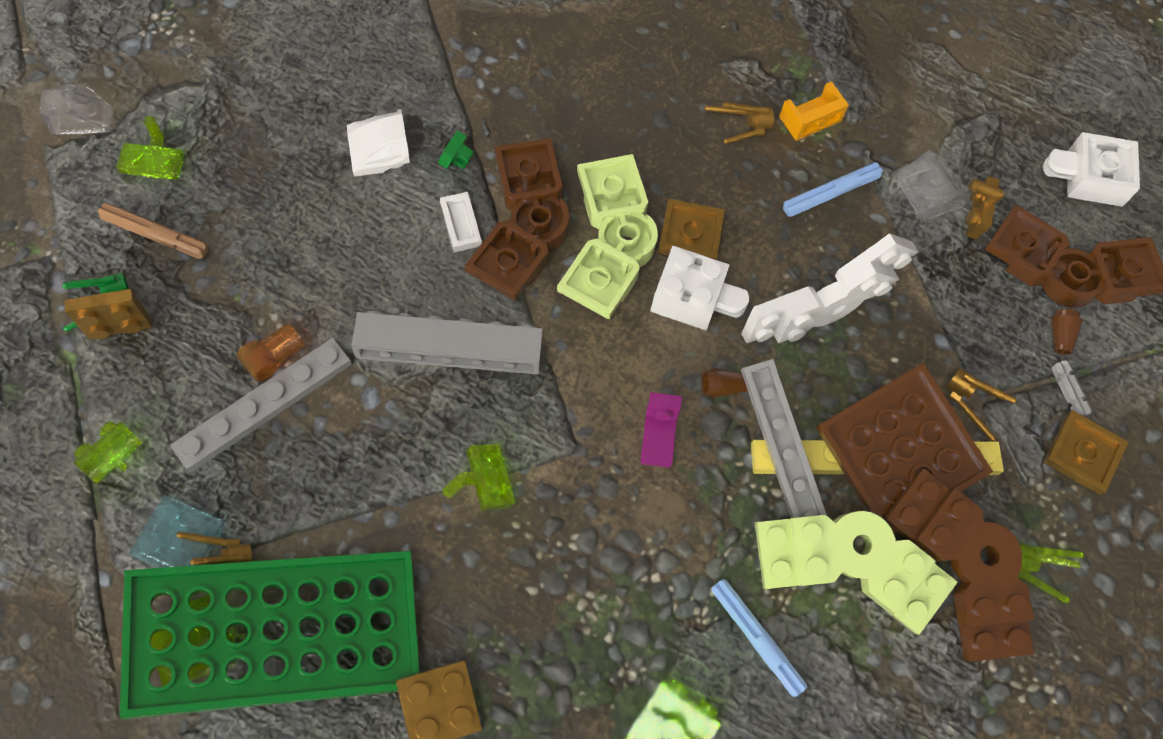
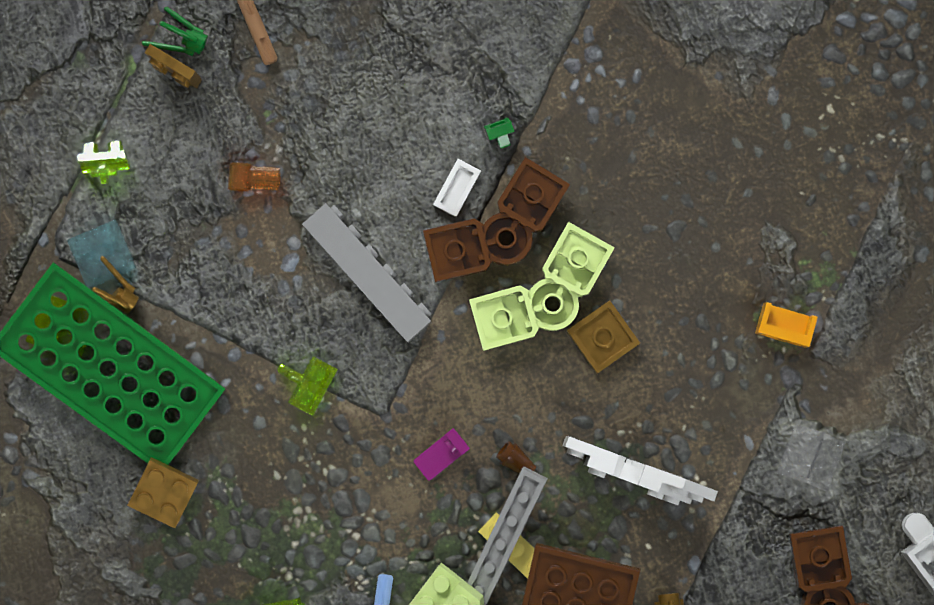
camera: 55 degrees right, 20 degrees up
(260, 405) = (220, 208): light grey plate -> none
(378, 144) = (454, 76): white slope -> none
(694, 288) = (561, 383): white brick -> none
(757, 117) = (740, 293): pearl gold plant -> none
(832, 189) = (736, 394): light blue axle -> none
(983, 197) = (826, 503): pearl gold plate -> none

